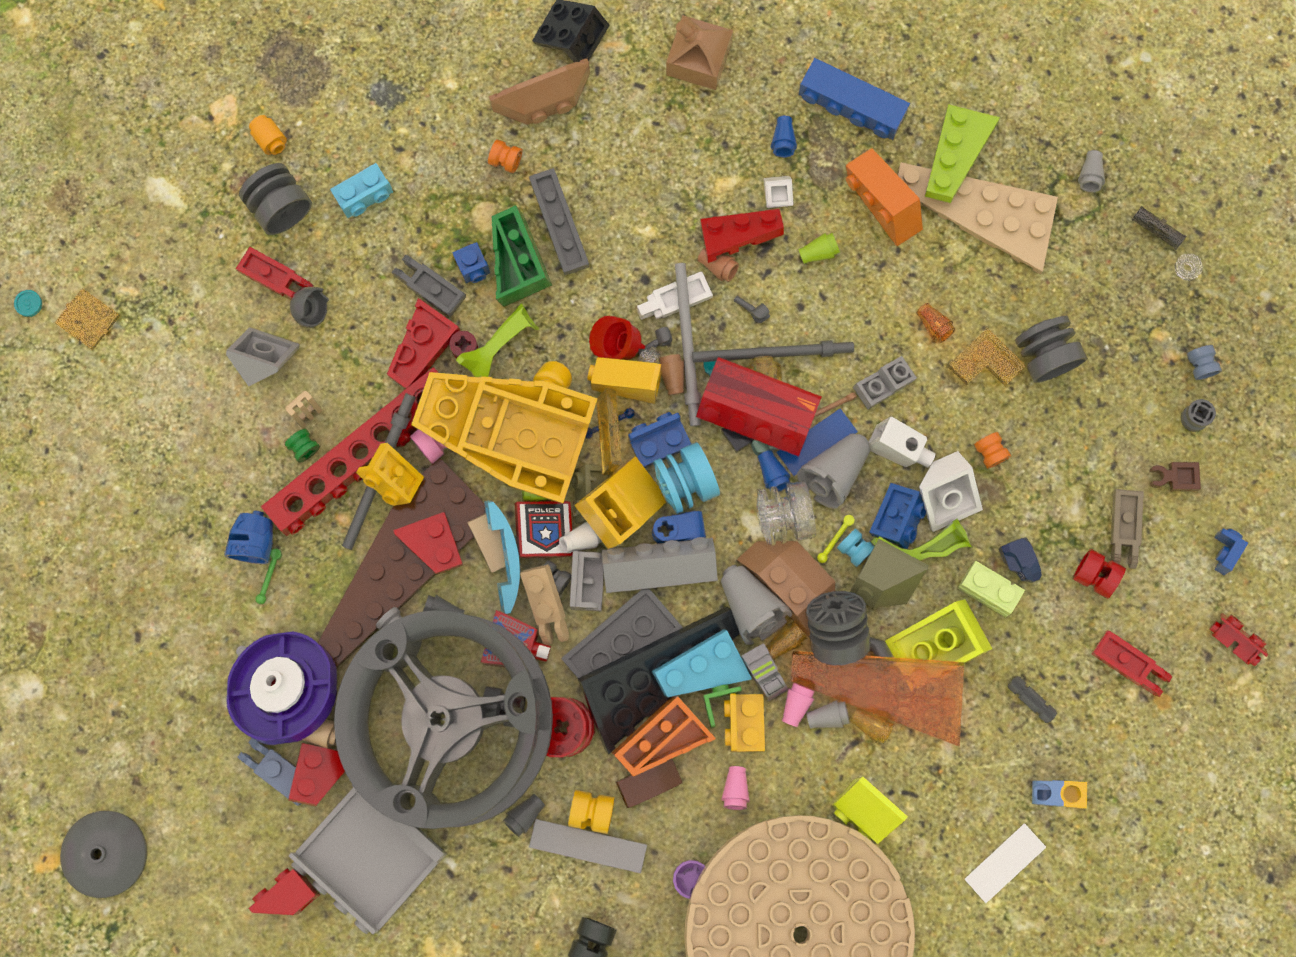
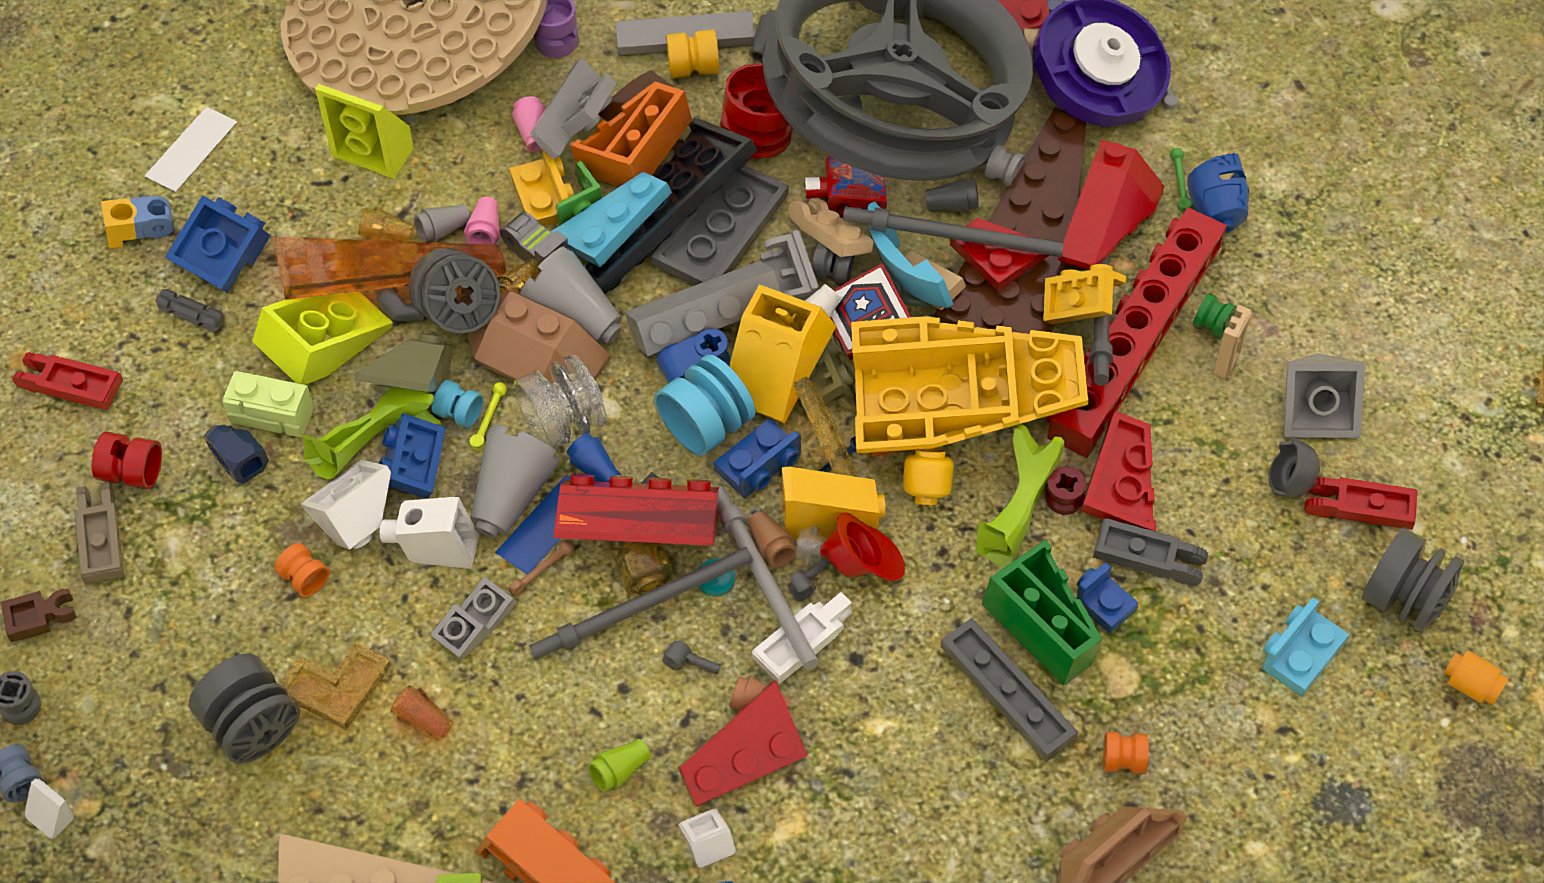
camera: 160 degrees right, 20 degrees down
(331, 560) = (1113, 202): none -> red wedge
(508, 583) = (881, 219): none -> dark grey bar
(699, 778) = (573, 108): none -> light grey bracket
(1001, 749) = (218, 242): none -> blue plate
(1184, 334) = (47, 809): none -> white slope

